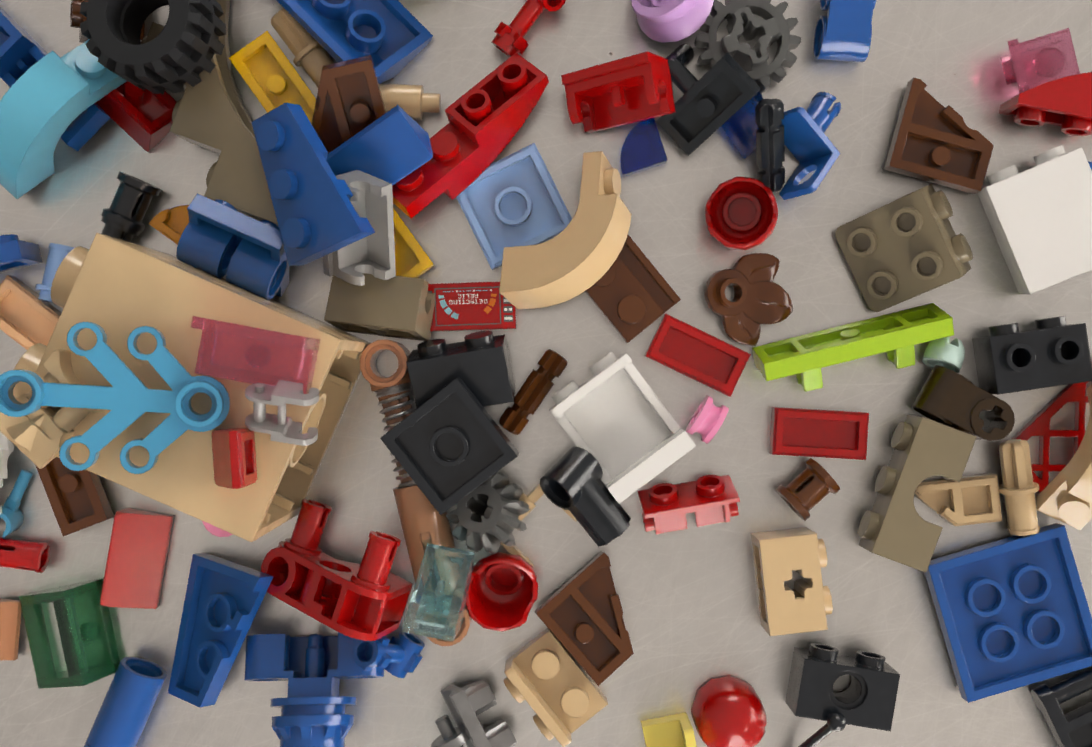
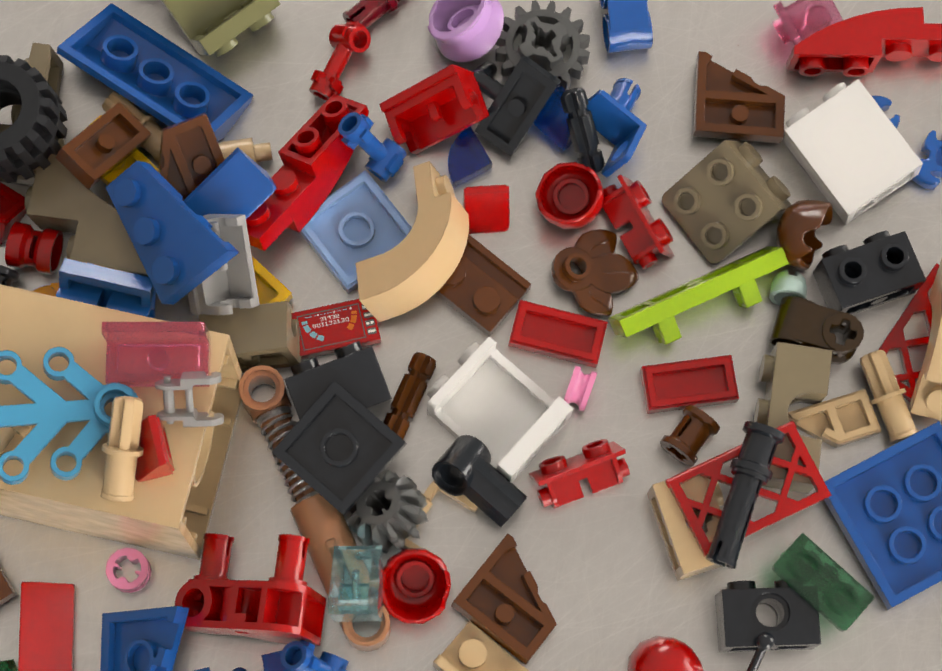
camera: 15 degrees left, 15 degrees down
(174, 163) = (34, 248): none -> red wheel
(198, 457) = (122, 449): none -> tan axle
(259, 71) = (103, 145): none -> reddish brown plate
(556, 134) = (384, 157): none -> blue bar
(652, 209) = (487, 208): none -> red slope
(802, 235) = (648, 235): none -> red hinge
(863, 557) = (750, 473): none -> black pin
(886, 591) = (785, 506): none -> red window
(905, 670) = (822, 582): none -> clear green bracket
(974, 297) = (798, 229): none -> reddish brown hair

